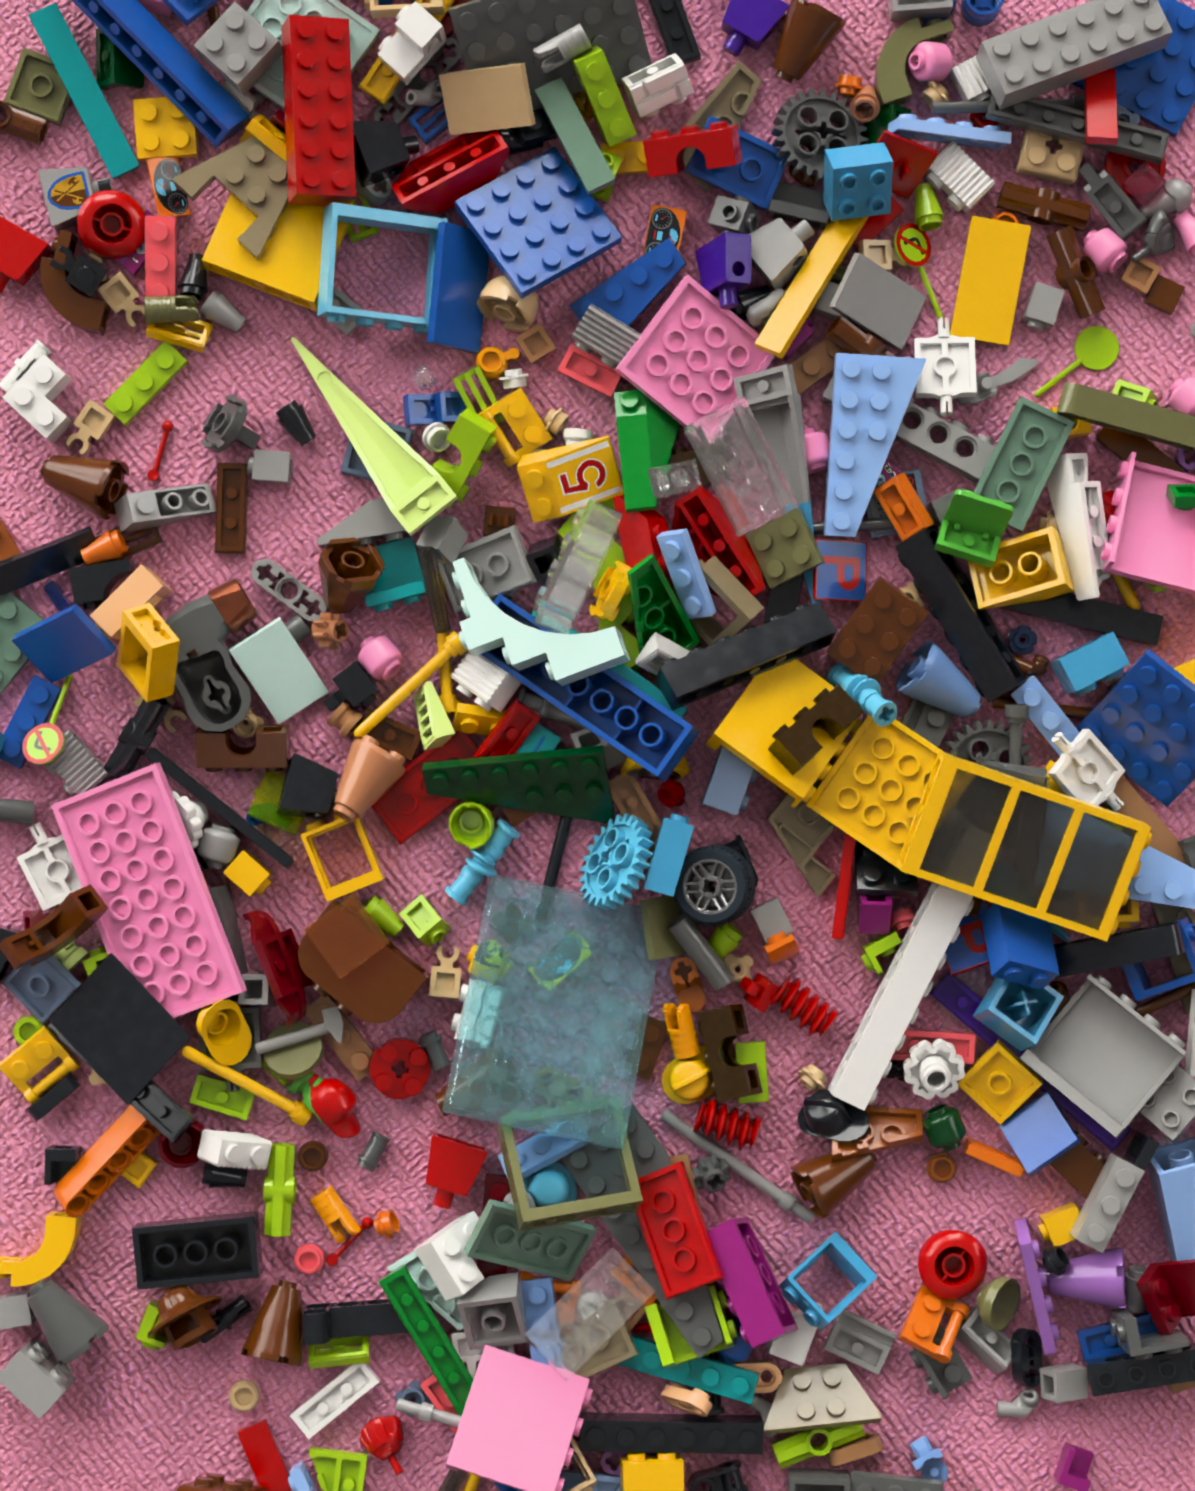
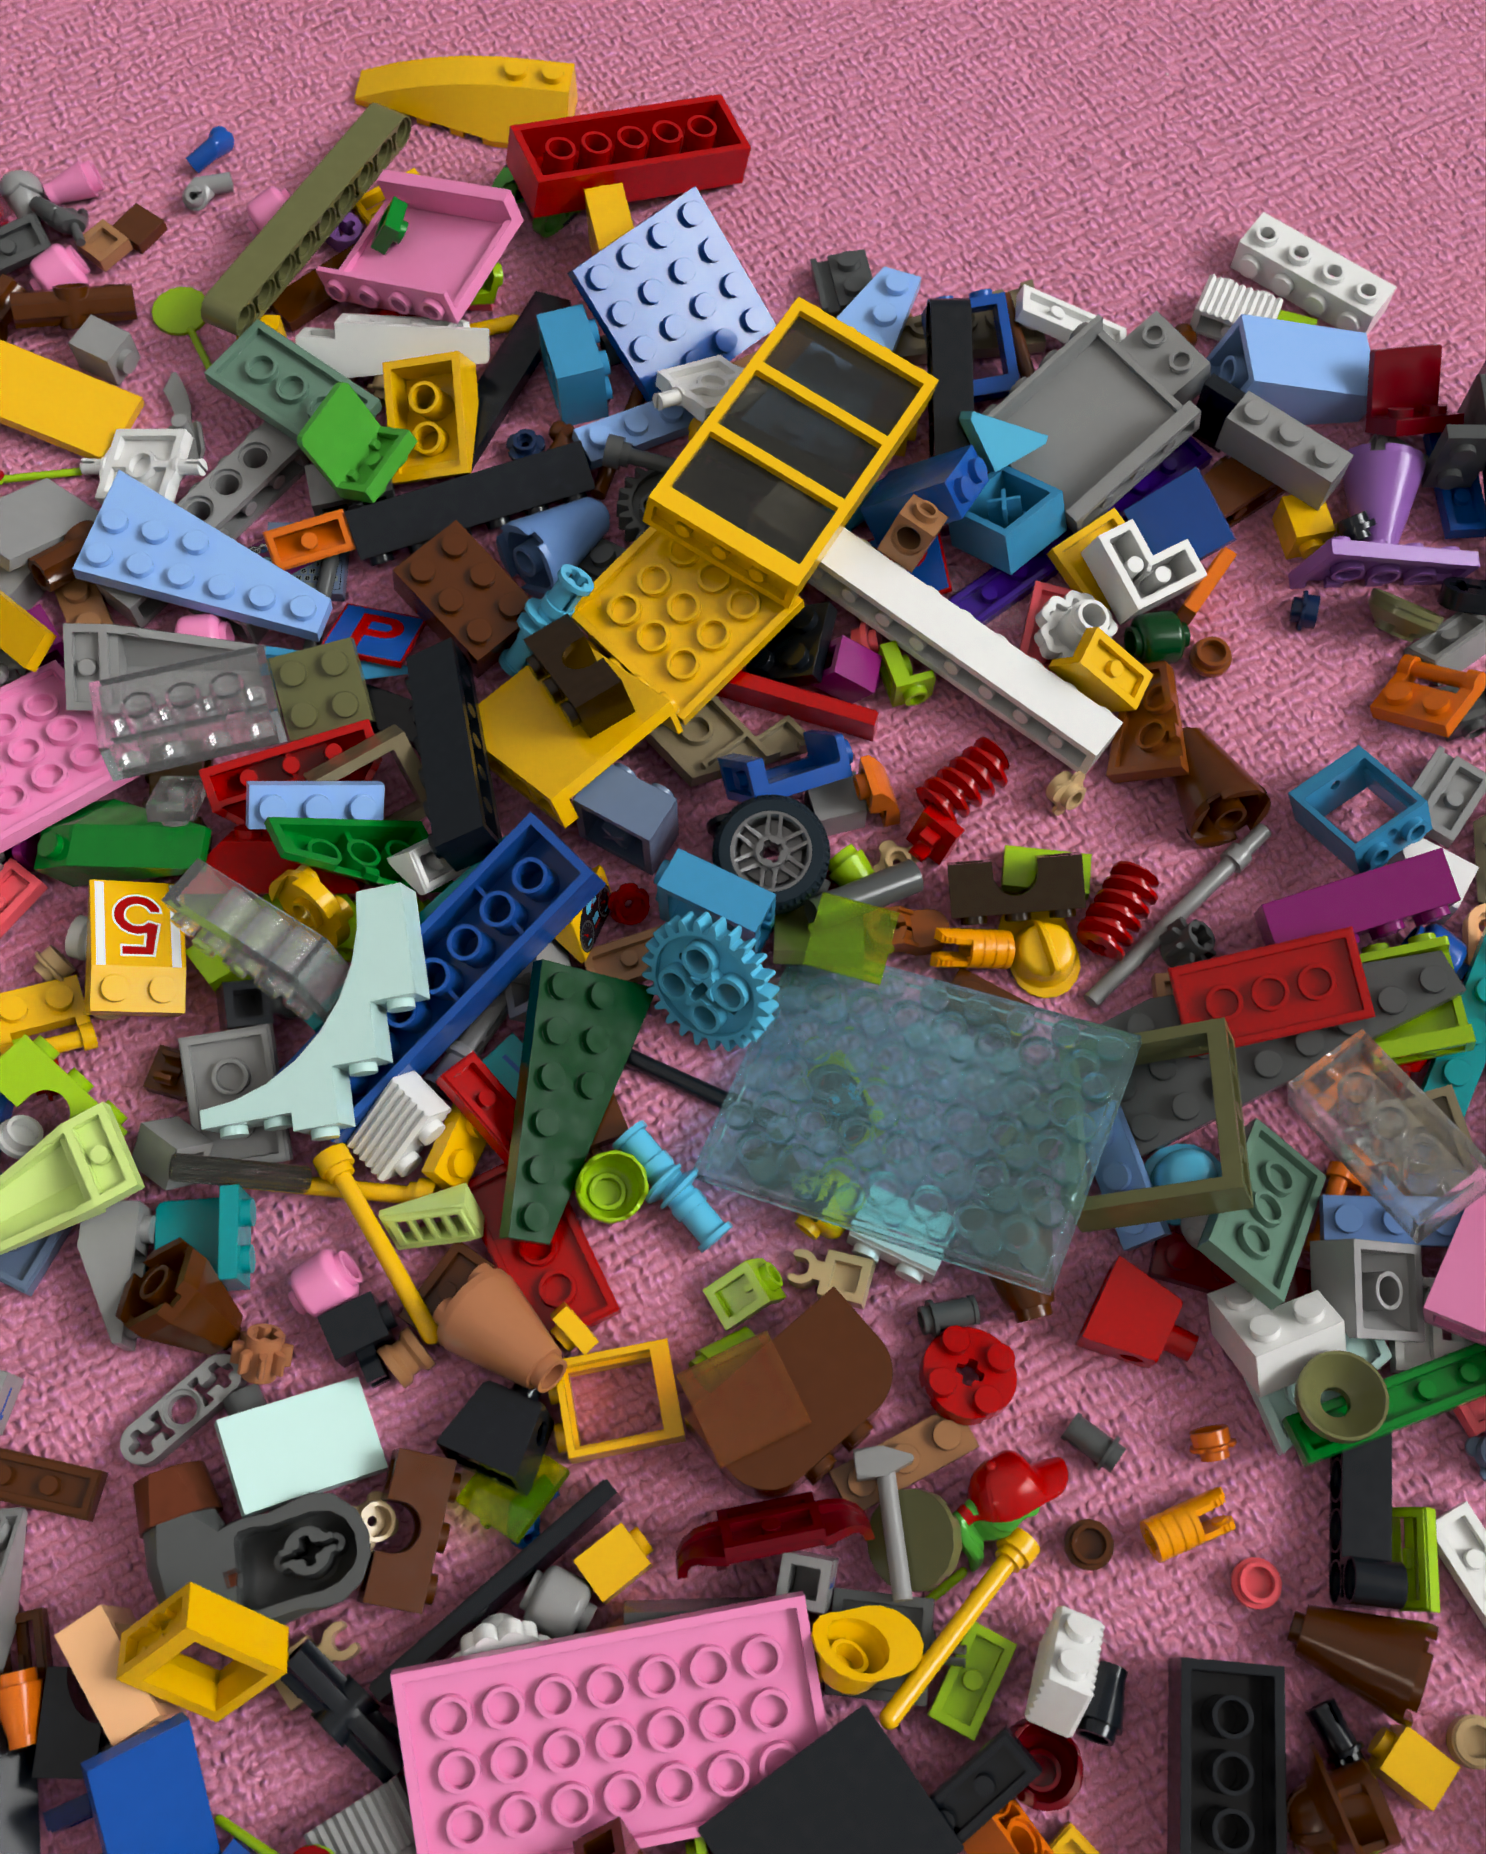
camera: 85 degrees left, 20 degrees down
(222, 1357) = (1411, 1766): none -> yellow brick
(279, 1190) = (1140, 1610): lime piece -> none
(332, 1258) = (1257, 1545): red hinge -> none
(378, 819) = (571, 1330): none -> yellow plate
(425, 1311) = (1356, 1382): none -> olive piece
(662, 949) = (851, 938): none -> clear neon green piece
(780, 887) = (826, 762): none -> blue panel
(832, 1118) = (1126, 772): black piece -> none
(902, 1095) = (1104, 672): none -> yellow panel
(952, 1264) = (1345, 660): red hat -> none
(977, 942) = (905, 544): none -> medium nougat brick
(979, 1110) = (1134, 577): none -> white brick
(992, 1231) = (1305, 610): none -> dark blue plate
(1075, 995) = (999, 441): none -> medium azure slope

